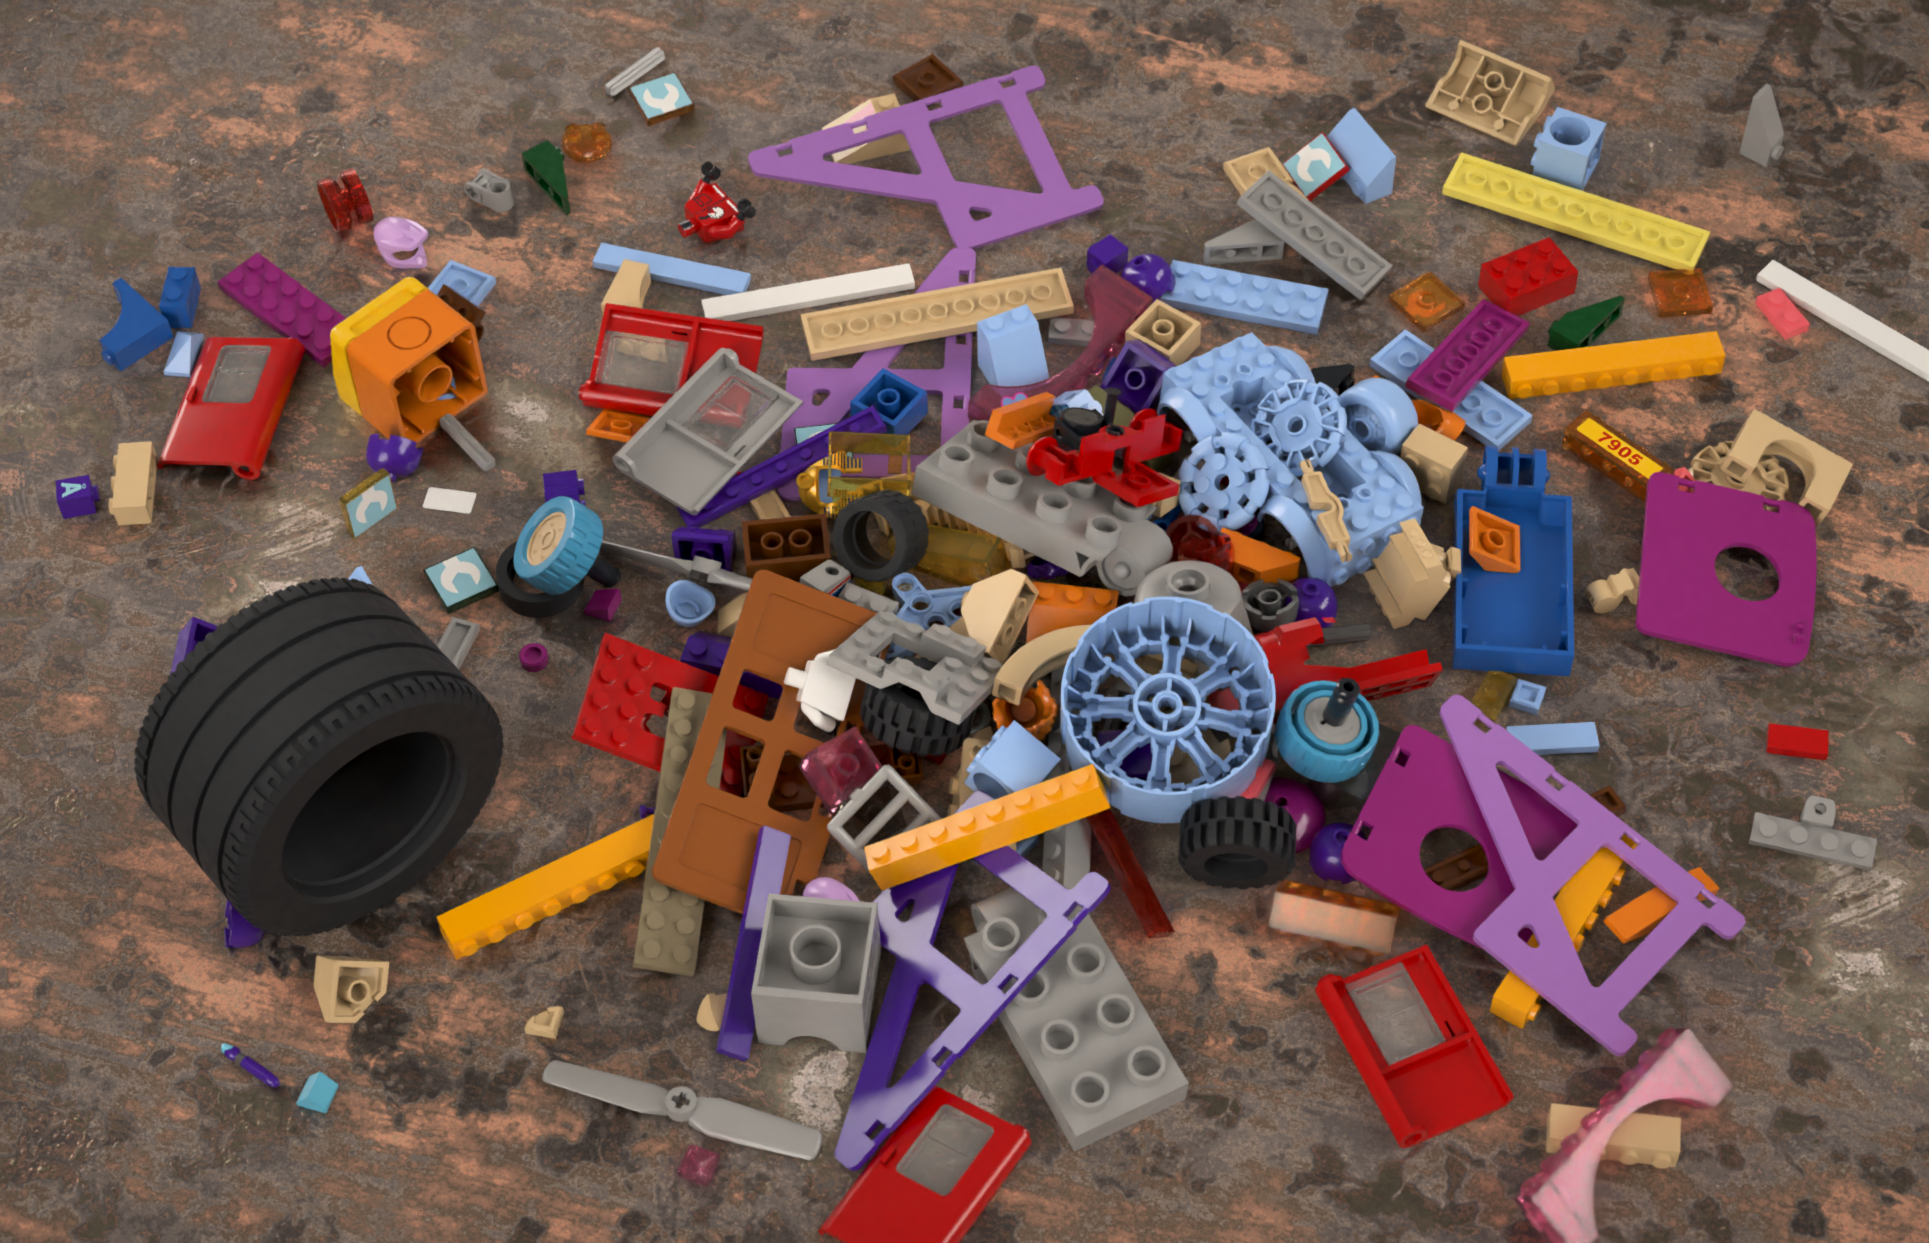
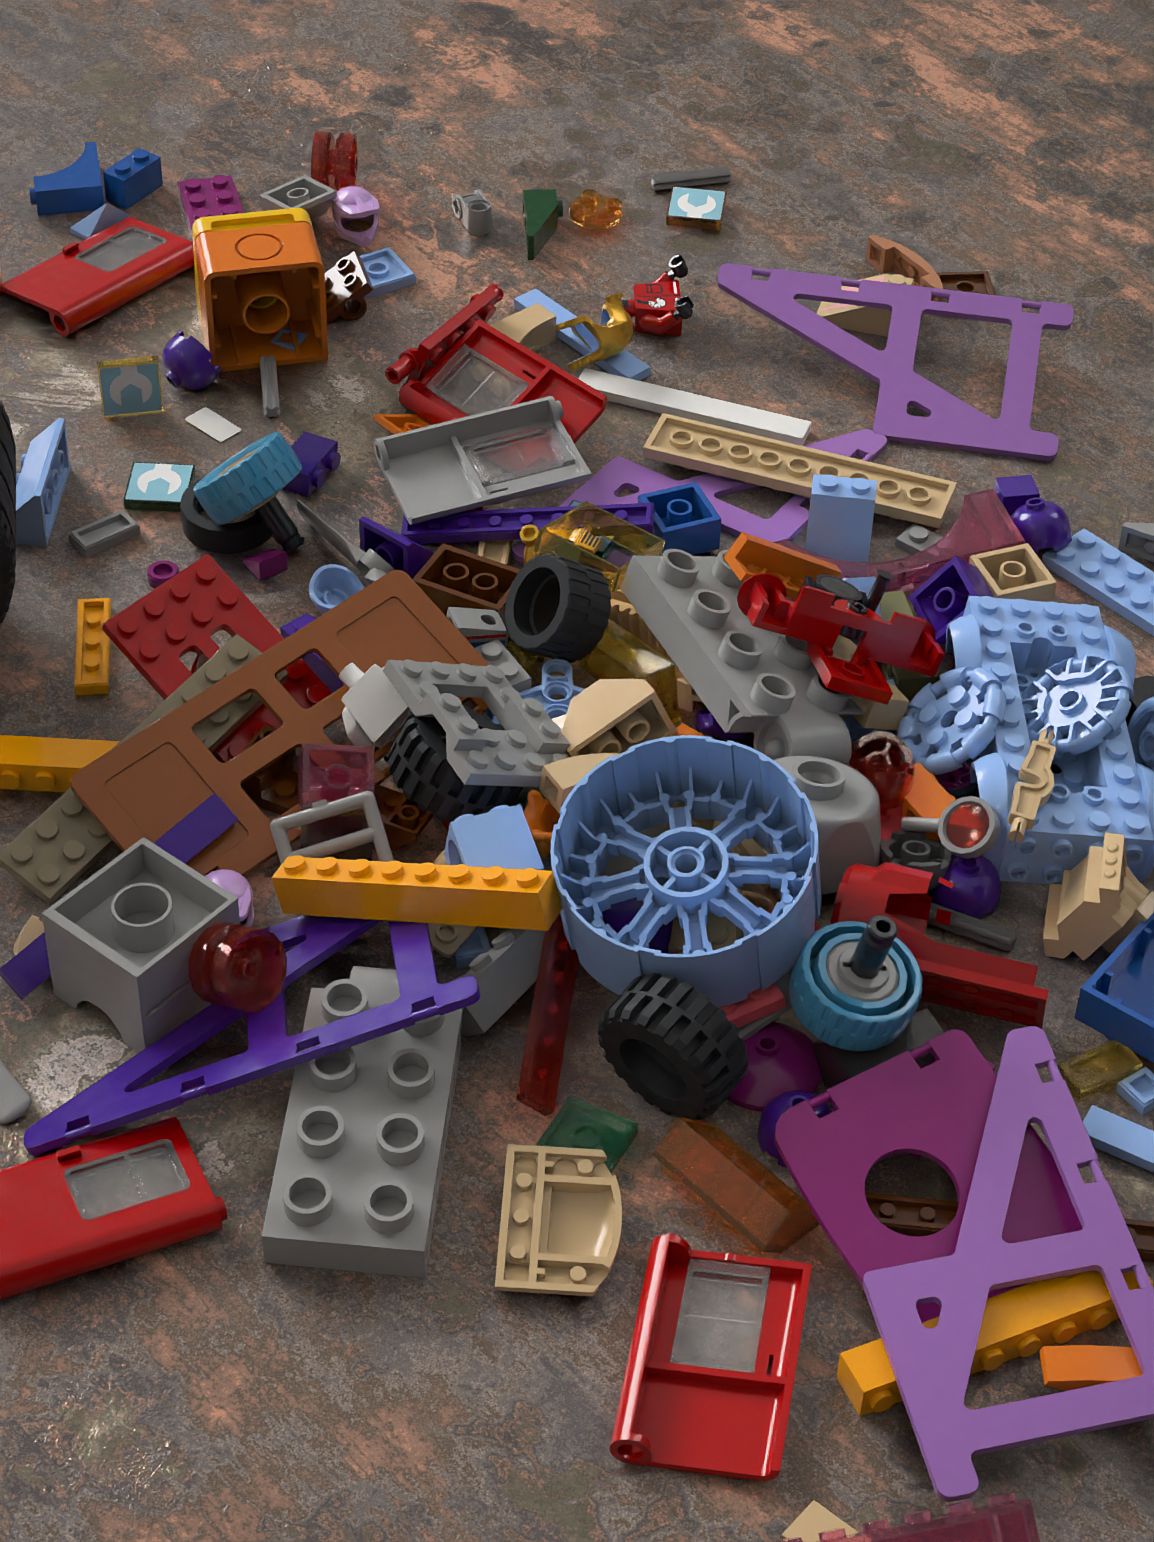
camera: 30 degrees right, 10 degrees down
(346, 256) = (300, 193): none -> light grey slope
(536, 749) = (92, 647): none -> light orange tile
(588, 289) = (420, 361): none -> red plate
(703, 264) = (605, 338): none -> pearl gold piece
(848, 75) = (889, 255): none -> nougat slope
(906, 952) = (237, 966): none -> clear red wheel
(1210, 940) = (590, 1127): none -> clear green tile
(1245, 1009) = (557, 1221): none -> tan slope
(1297, 564) = (965, 827): none -> piece

